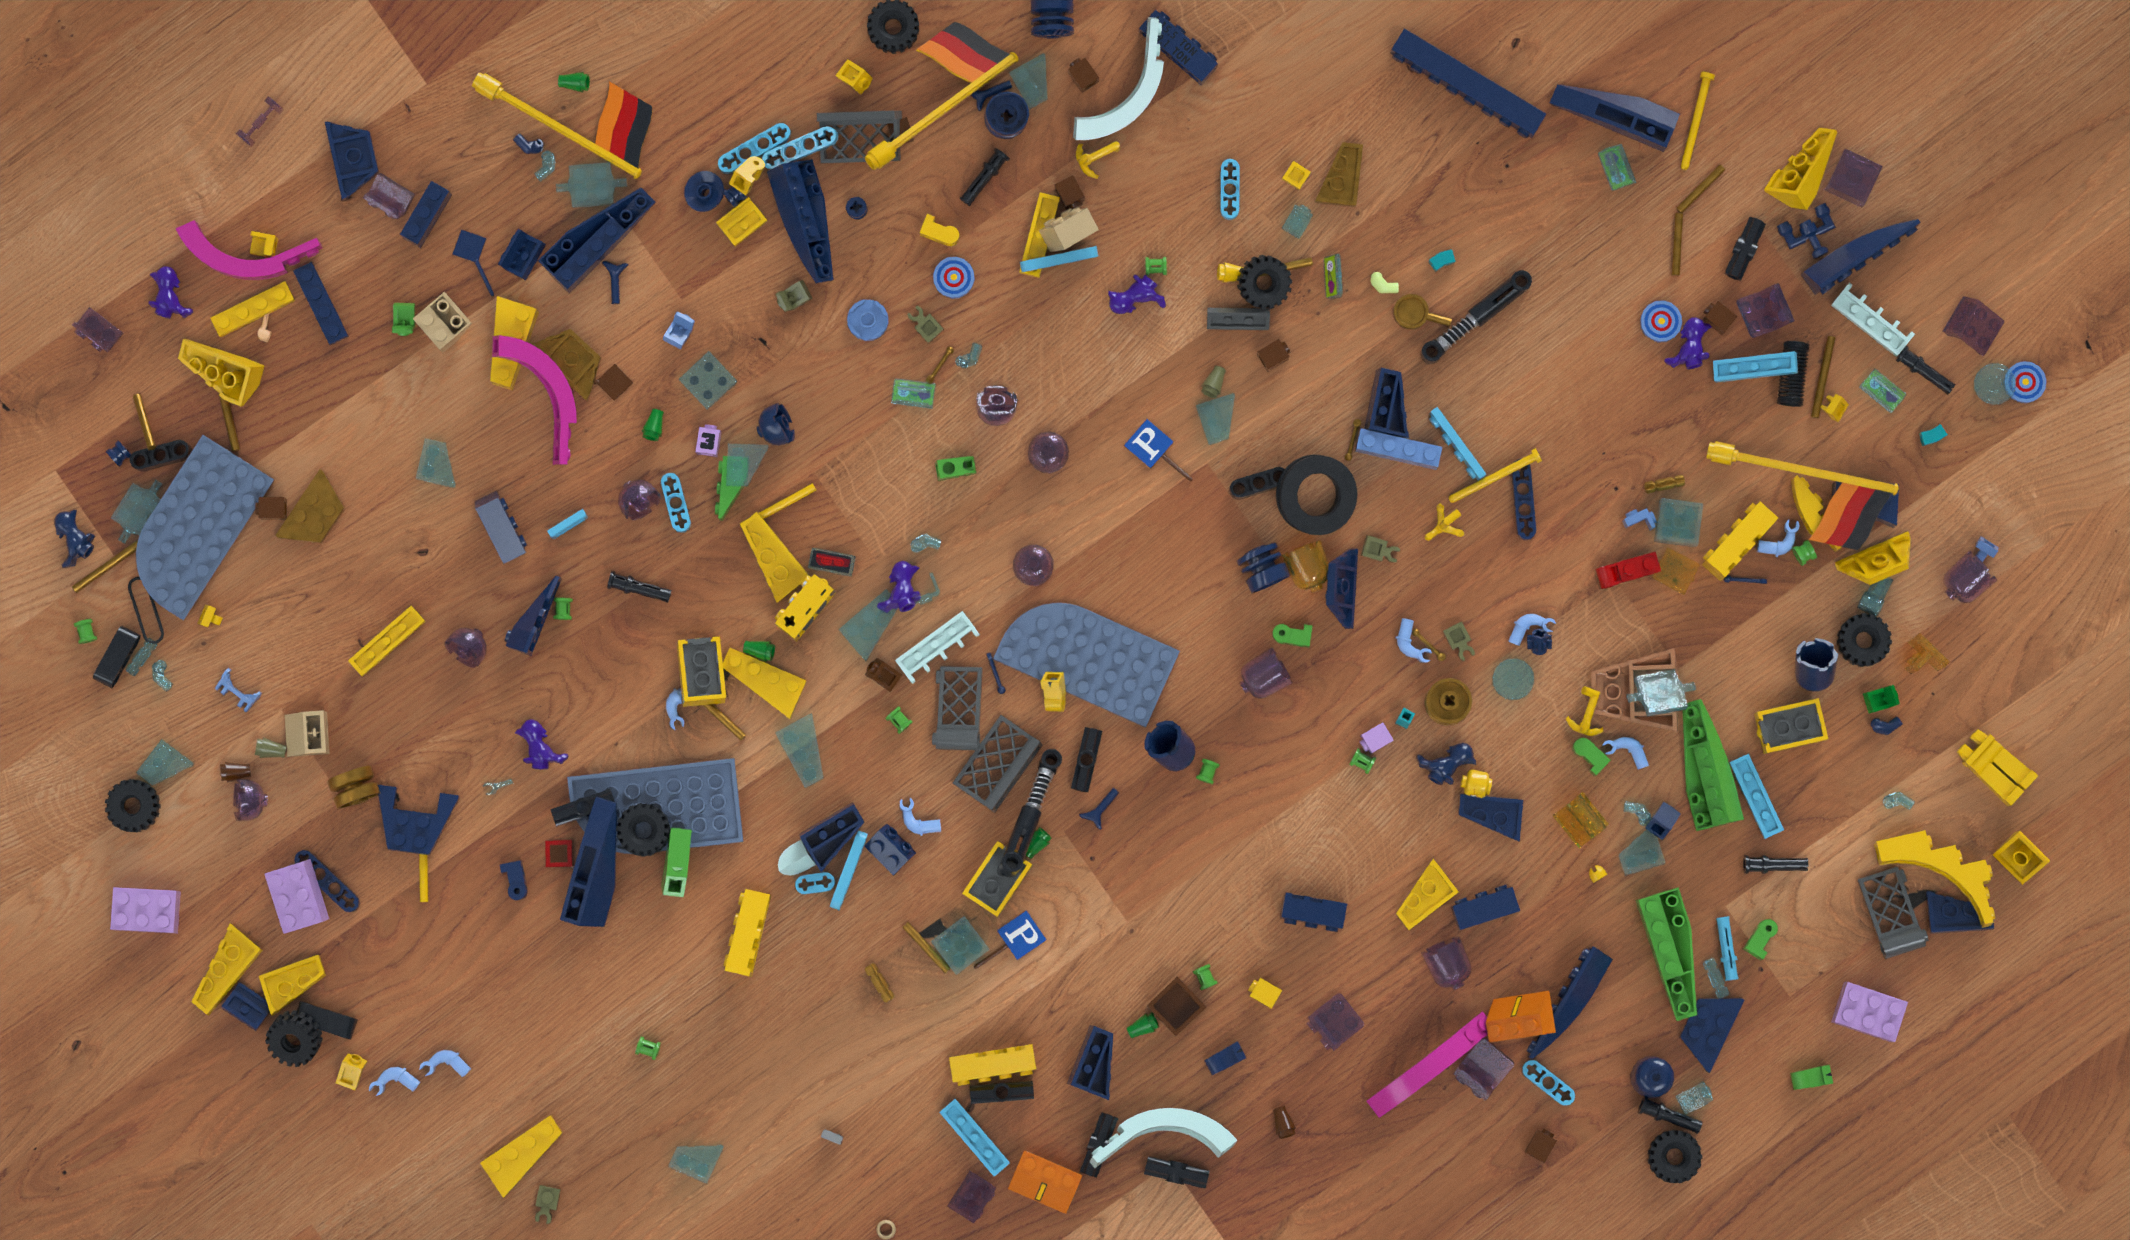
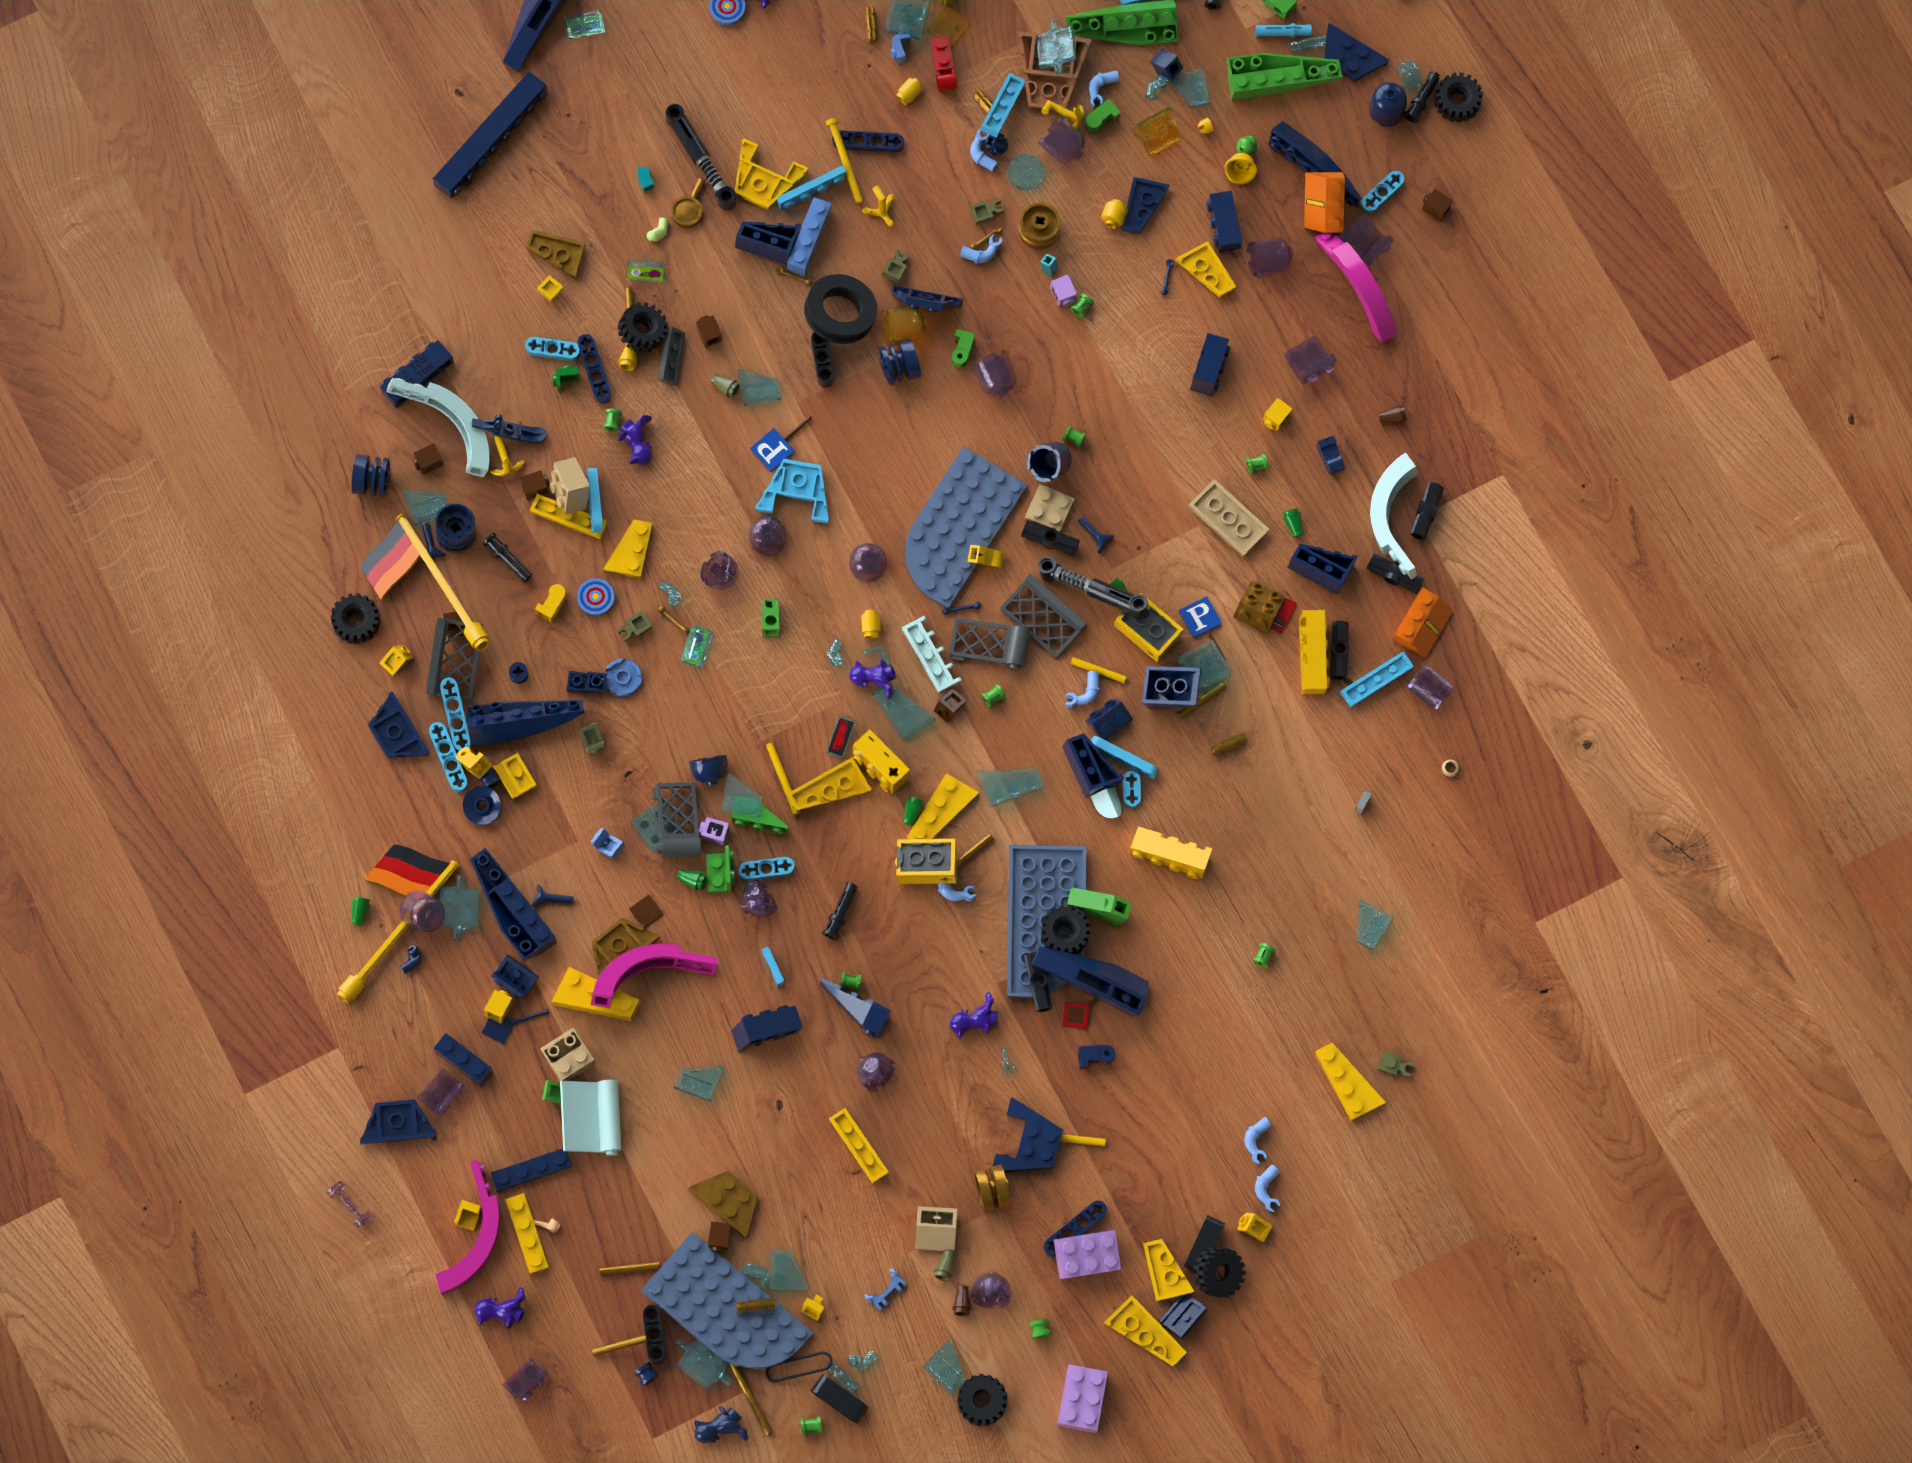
camera: 90 degrees left, 10 degrees down
(200, 555) = (755, 1305): none -> pearl gold axle
(214, 857) = (1040, 1328): none -> bright green wheel
(227, 373) = (584, 1264): yellow wedge -> none
(241, 547) = (753, 1270): none -> clear light blue bracket
(243, 582) = (785, 1272): none -> clear light blue wing
(381, 356) = (591, 1117): none -> light aqua door
(489, 242) = (498, 1006): none -> yellow brick
(548, 165) = (434, 944): clear light blue arm -> none
(576, 146) = (422, 911): none -> cylinder
(665, 453) = (719, 875): none -> bright green bracket
(687, 404) = (677, 844): none -> dark grey piece
(775, 88) = (395, 731): none -> dark blue wing
(856, 281) = (586, 682): none -> dark blue slope
(929, 910) = (1171, 687): none -> dark blue slope
(945, 830) = (1102, 671): none -> yellow bar
(962, 577) = (871, 624): none -> yellow brick
(1010, 308) = (631, 551): none -> yellow wing
(1036, 1025) = (1283, 615): none -> red sticker
(1041, 998) = (1259, 606): none -> pearl gold bracket
(1113, 478) = (800, 482): none -> medium azure wing
(1122, 754) = (1049, 508): none -> tan plate
(1127, 168) = (517, 432): none -> dark blue piece
(1137, 953) = (1228, 518): none -> tan plate
(1176, 1006) = (1280, 490): reddish brown piece -> none
(1202, 209) = (567, 373): none -> green bracket
(1211, 234) = (595, 368): none -> dark blue beam
(1298, 221) = (590, 294): clear light blue bracket -> none
(1429, 853) = (1169, 263): none -> dark blue hinge
(1444, 767) = (1097, 238): dark blue animal -> none
(1453, 389) = (760, 184): none -> yellow wing
(1550, 918) = (1240, 169): none -> yellow helmet
(1551, 716) = (1063, 141): none -> clear purple cylinder
(1579, 923) = (1247, 145): none -> bright green piece
(1585, 642) = (1002, 105): none -> medium azure plate
(1586, 626) = (985, 102): none -> pearl gold axle
(1589, 536) = (909, 91): none -> yellow brick

